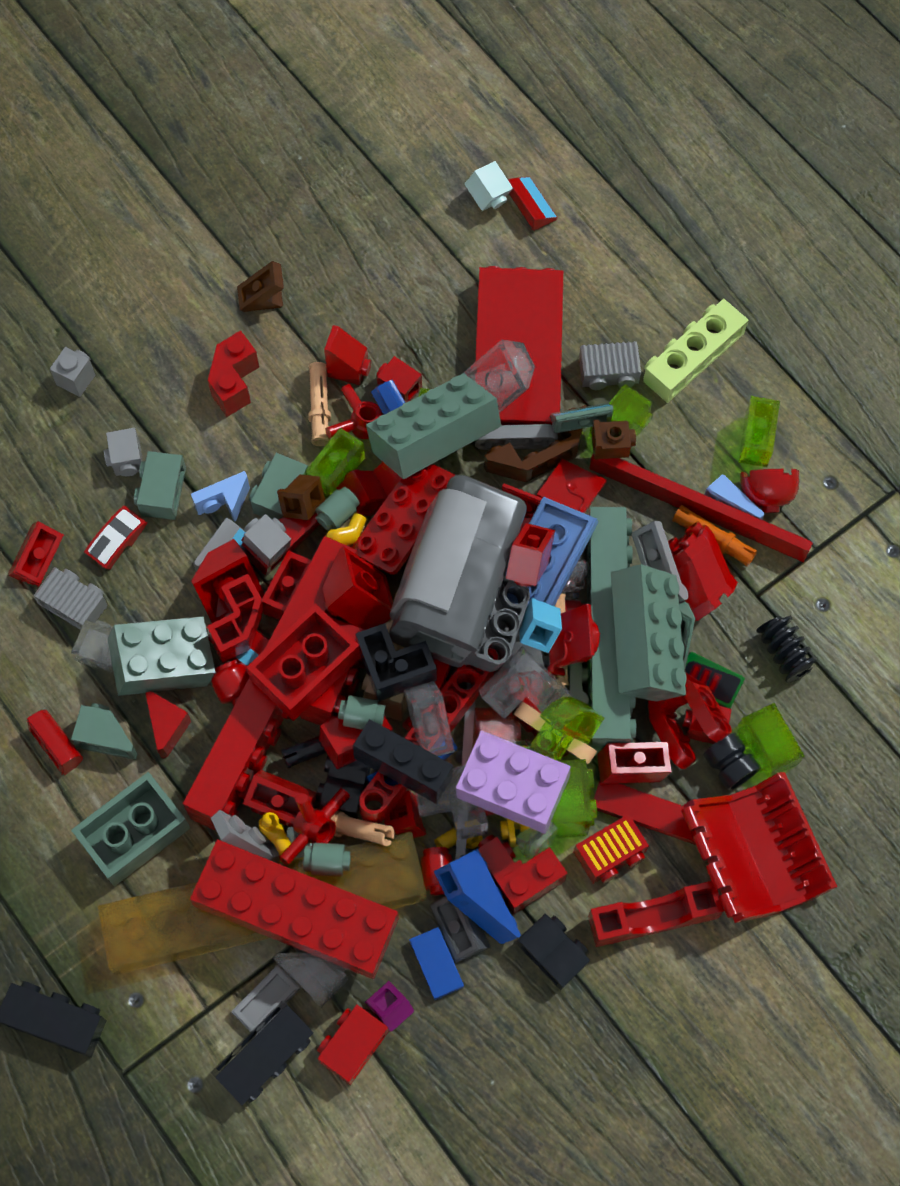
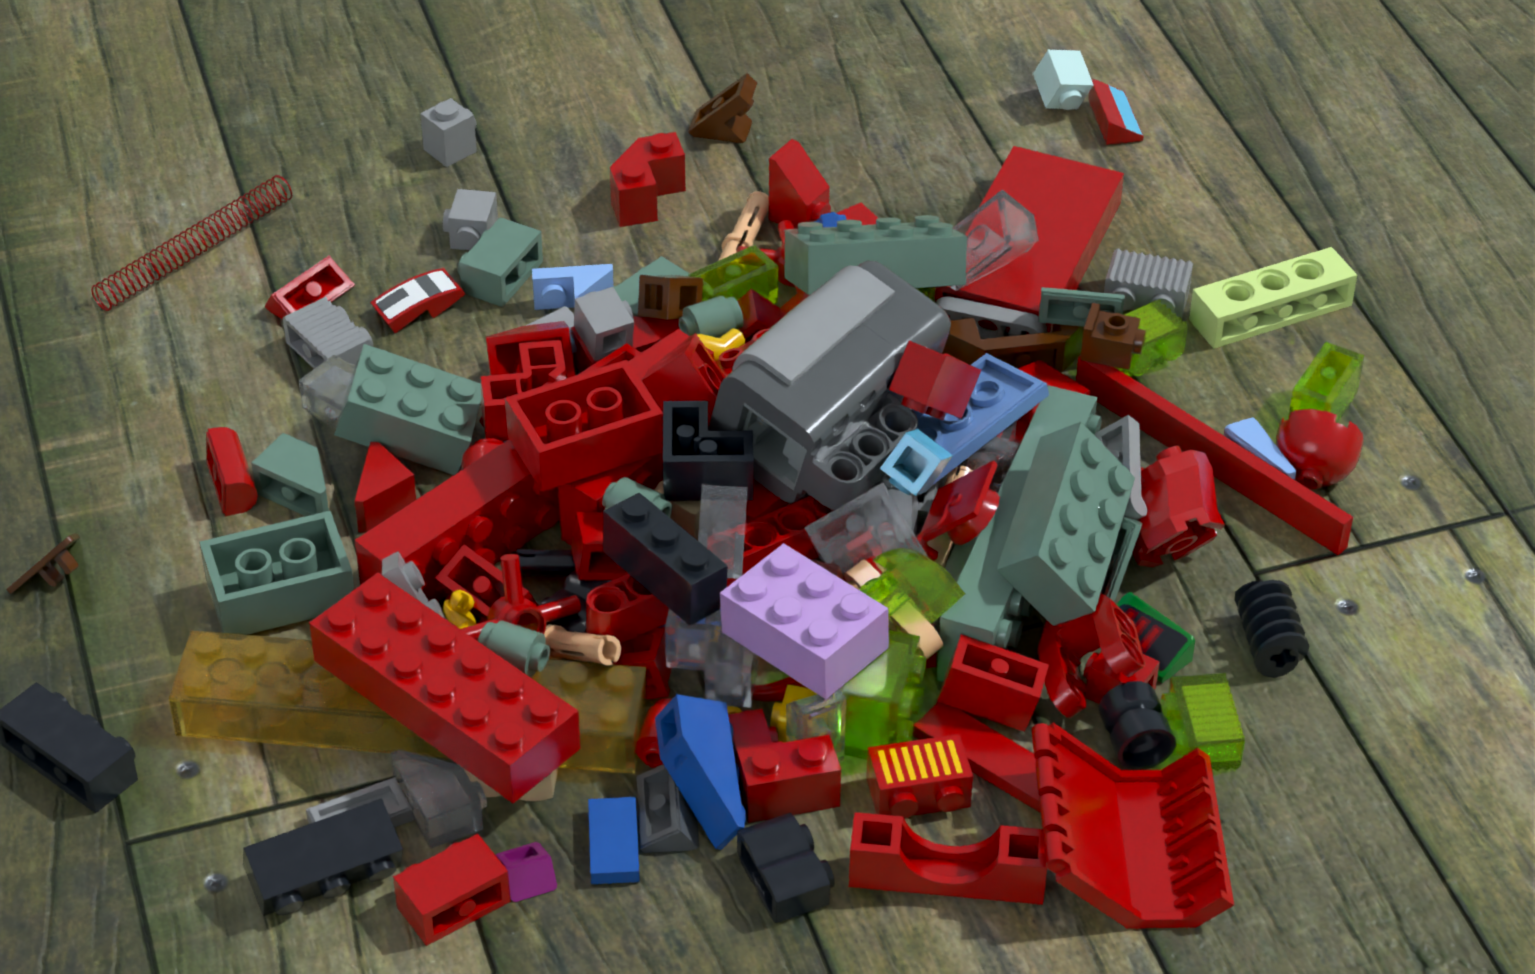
camera: 20 degrees right, 25 degrees down
(726, 541) = (1235, 502): orange pin -> none

